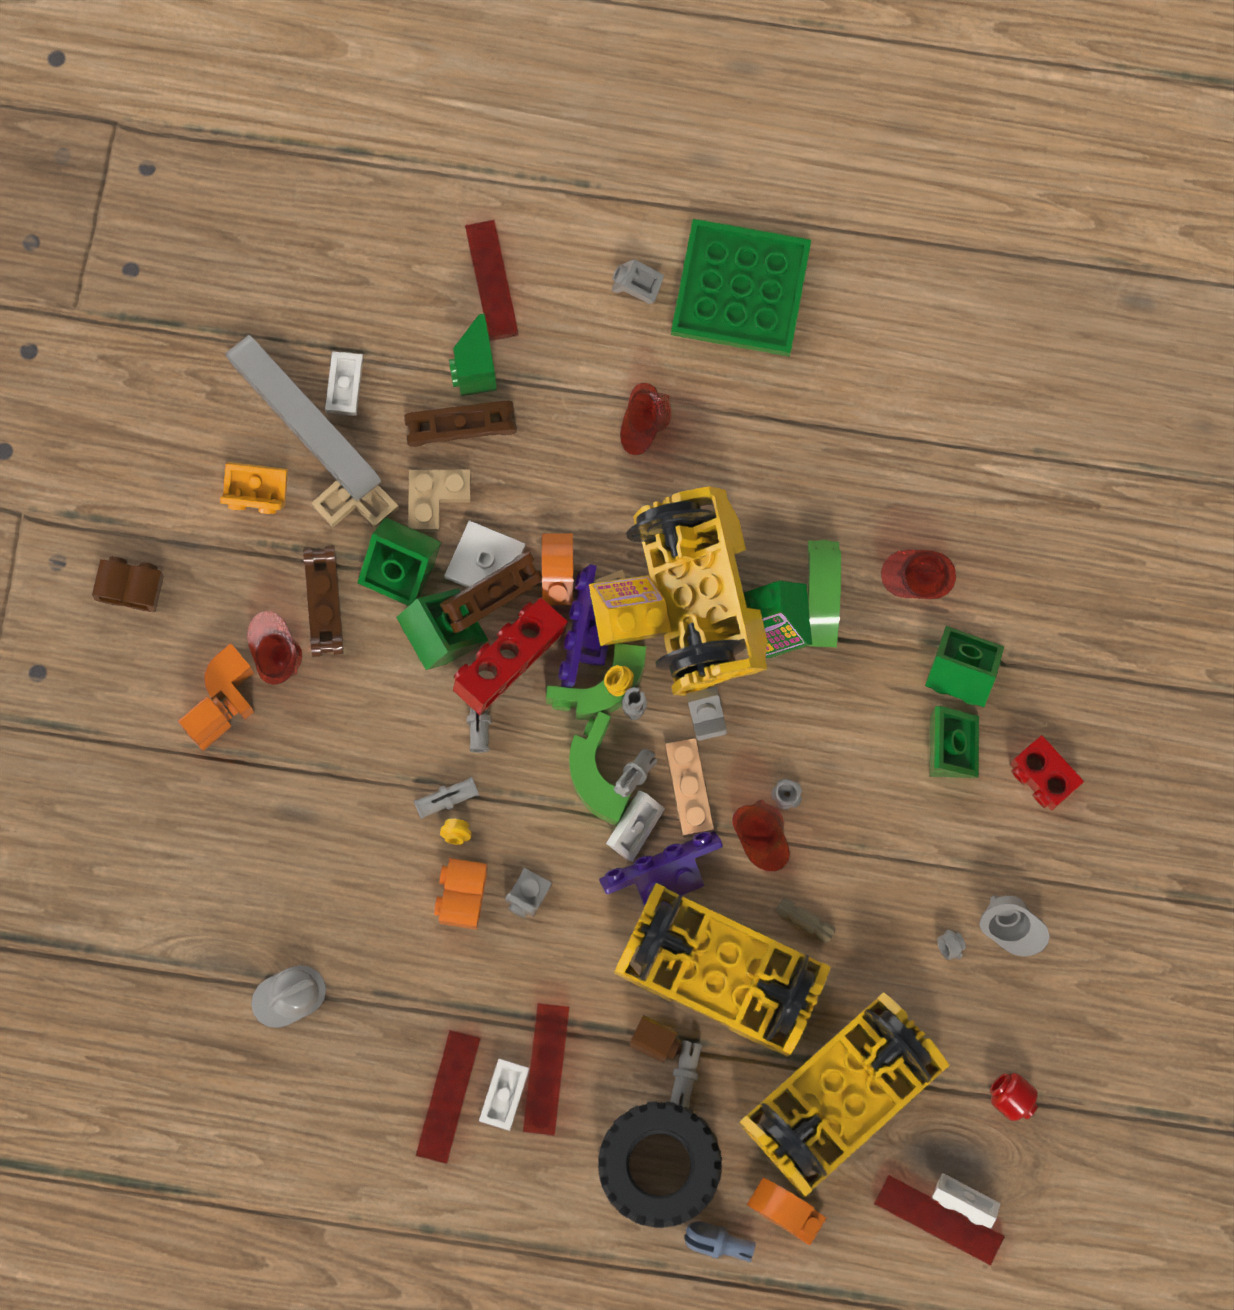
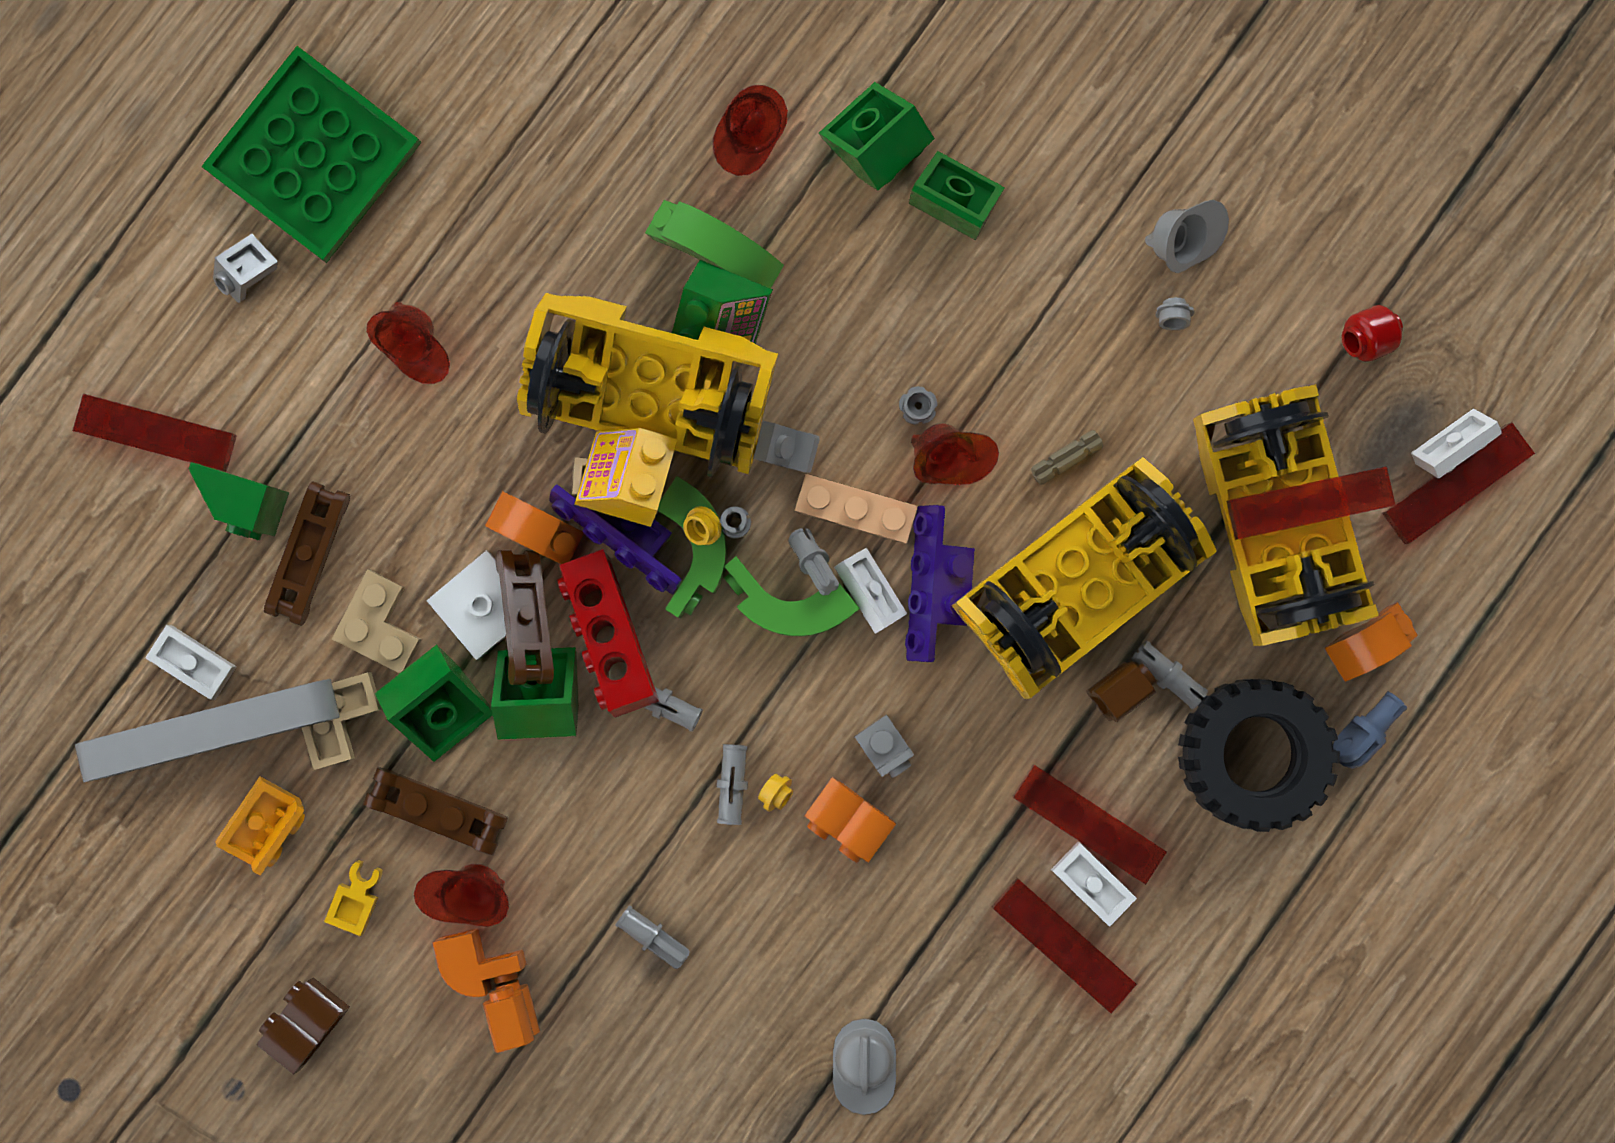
camera: 60 degrees left, 10 degrees up
(228, 577) = (353, 904): none -> yellow plate
(308, 797) = (653, 937): none -> light grey axle
(860, 1103) = (1311, 503): none -> clear red plate
(1052, 768) = (1036, 101): red brick -> none

